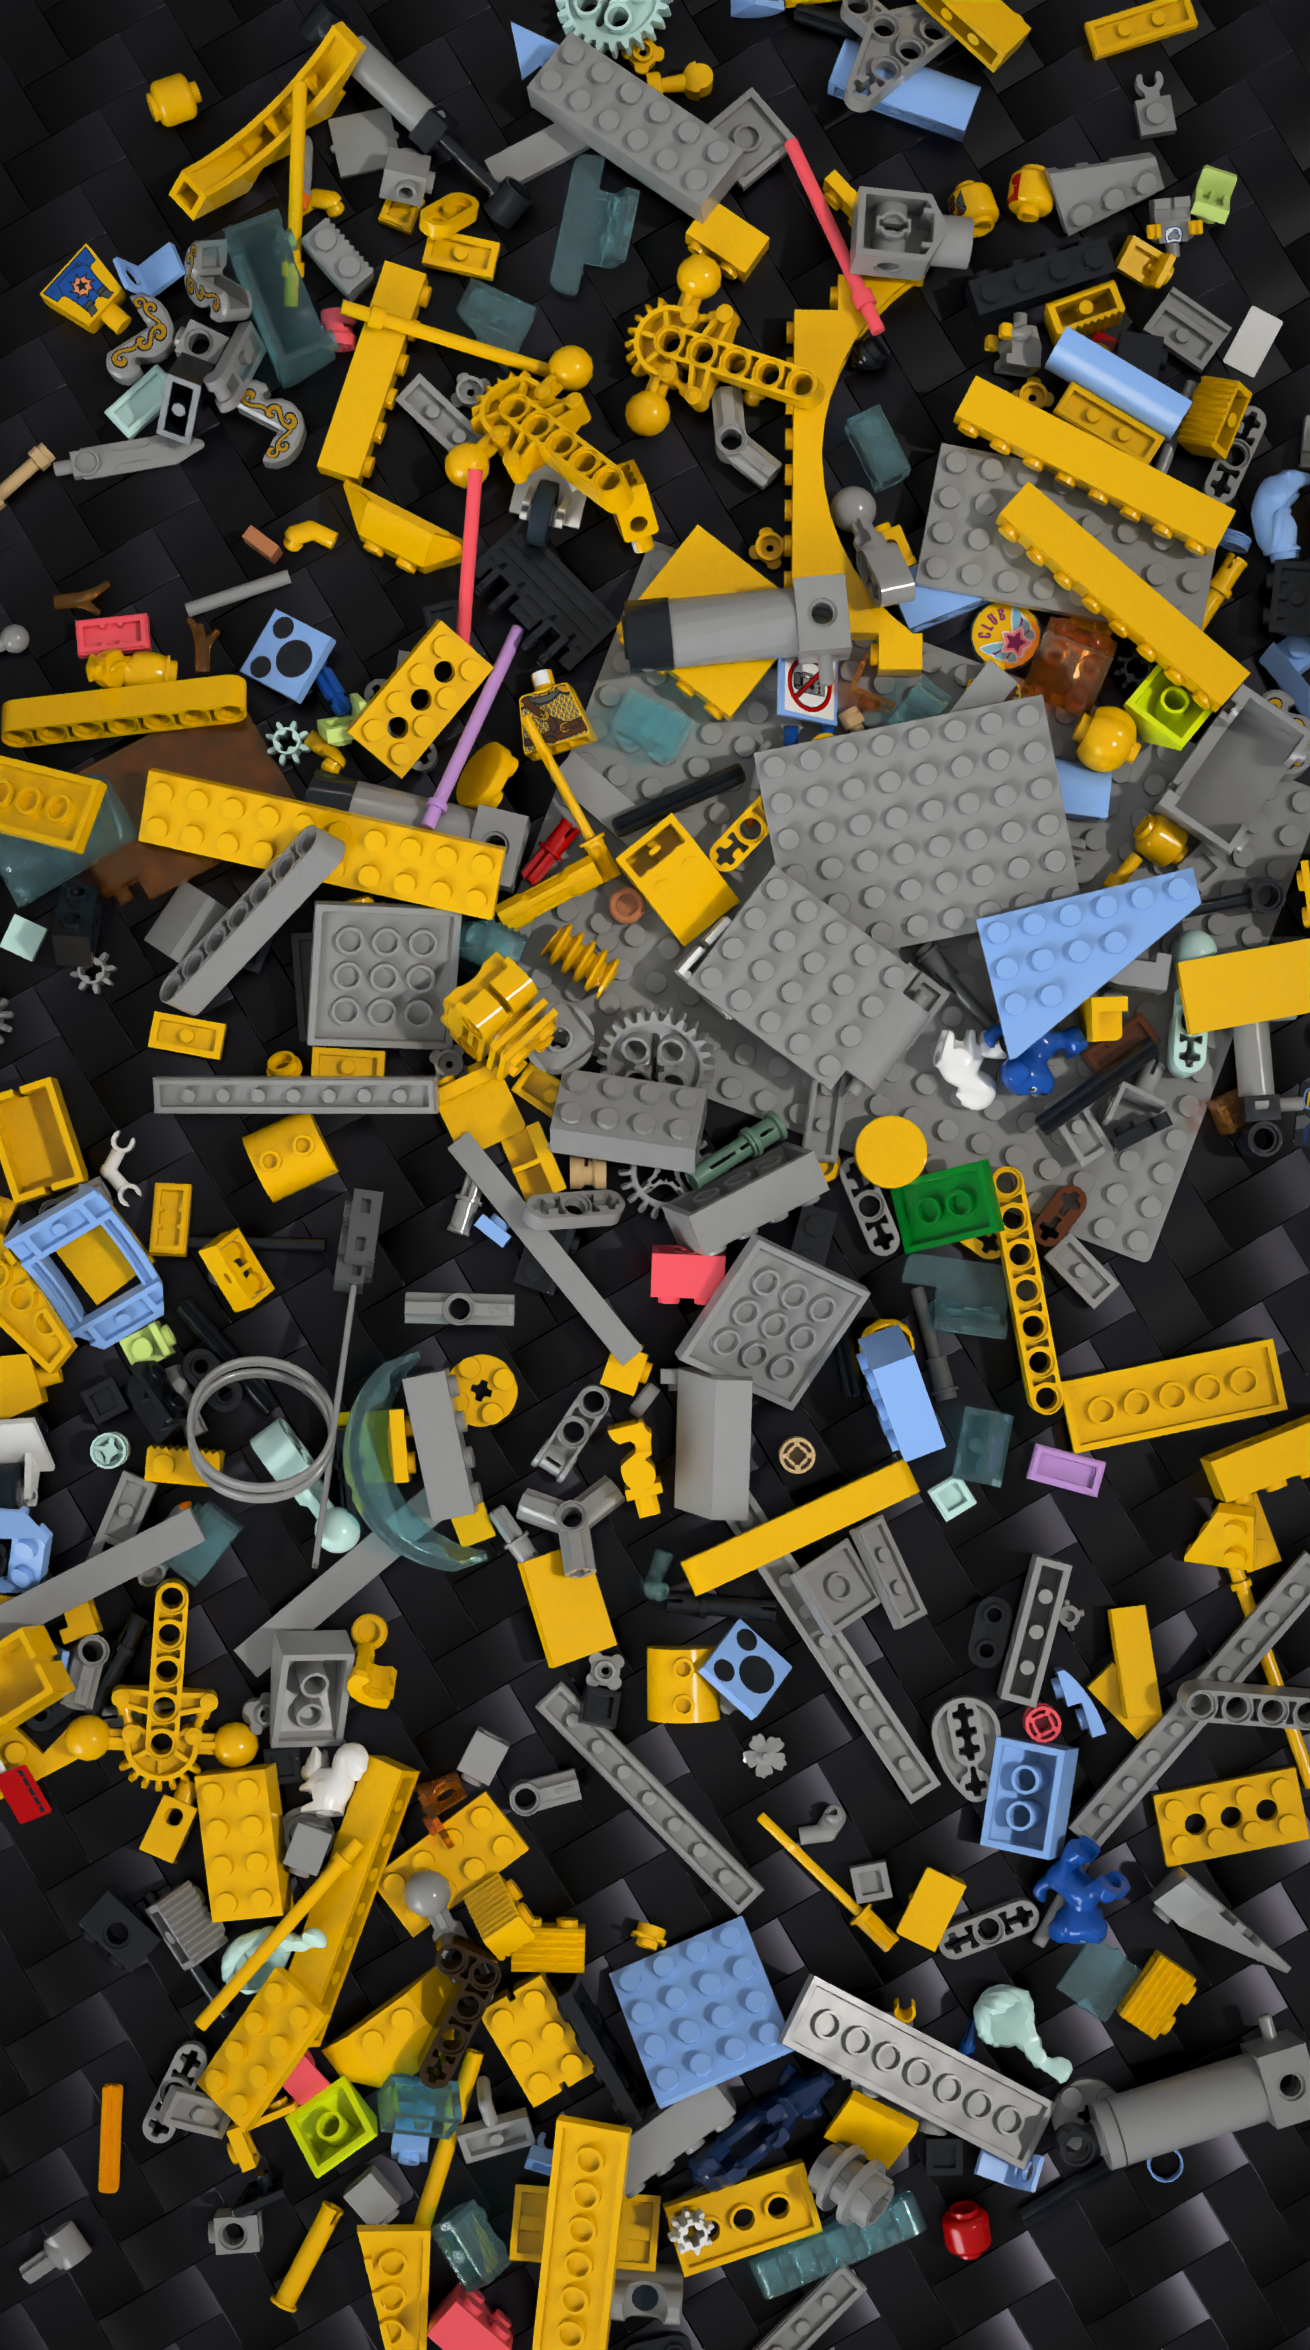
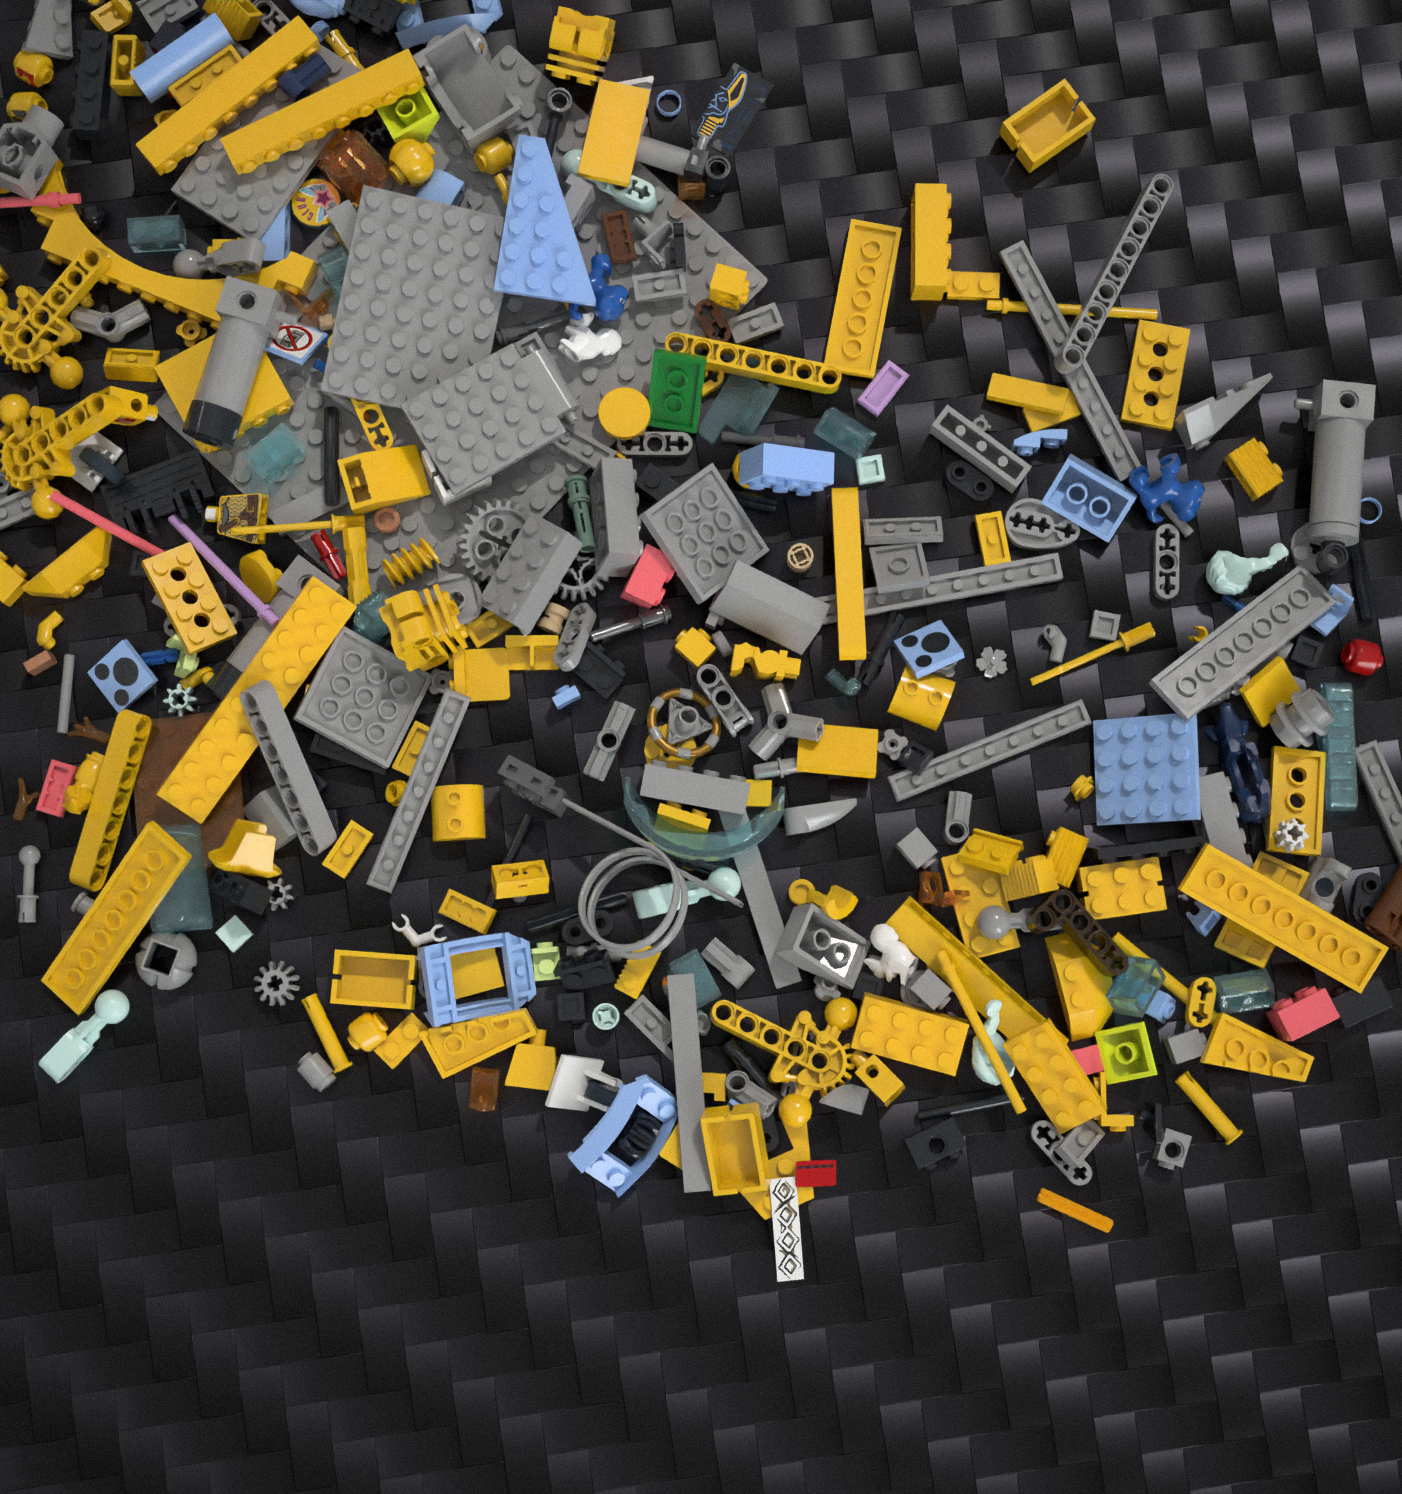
camera: 65 degrees left, 5 degrees down
(61, 2249) = (1137, 1273): light grey axle -> none
(128, 911) = (247, 851): none -> yellow piece
(128, 1798) = (847, 1097): none -> light grey piece
(187, 1924) = (950, 1096): light grey brick -> none
(237, 1583) = (731, 966): none -> light grey piece
(433, 2187) = (1206, 1003): none -> yellow beam
(465, 1208) = (539, 706): light grey axle -> none
(469, 1605) = (815, 816): none -> light grey piece
(495, 2132) = (1174, 944): light grey plate -> none
(516, 1853) = (990, 851): none -> yellow plate
(520, 1394) = (683, 723): none -> light grey piece
(546, 1250) = (593, 665): light grey sticker -> none
(632, 1286) = (643, 620): none -> dark grey pin
(695, 490) = (131, 364): none -> yellow slope
(924, 1692) = (992, 538): none -> yellow plate
(931, 1908) = (1138, 591): yellow panel -> none
(1019, 347) = (132, 117): light grey piece -> none
(1036, 1719) = (1043, 475): coral wheel -> none
(1097, 1086) = (637, 260): black axle -> none
(1099, 1979) = (1228, 504): clear light blue piece -> none
(1102, 1018) = (592, 237): yellow panel -> none
(1110, 1220) = (729, 287): none -> yellow brick
(1148, 549) = (299, 83): none -> dark blue piece
(1226, 1539) = (970, 299): yellow wing -> none

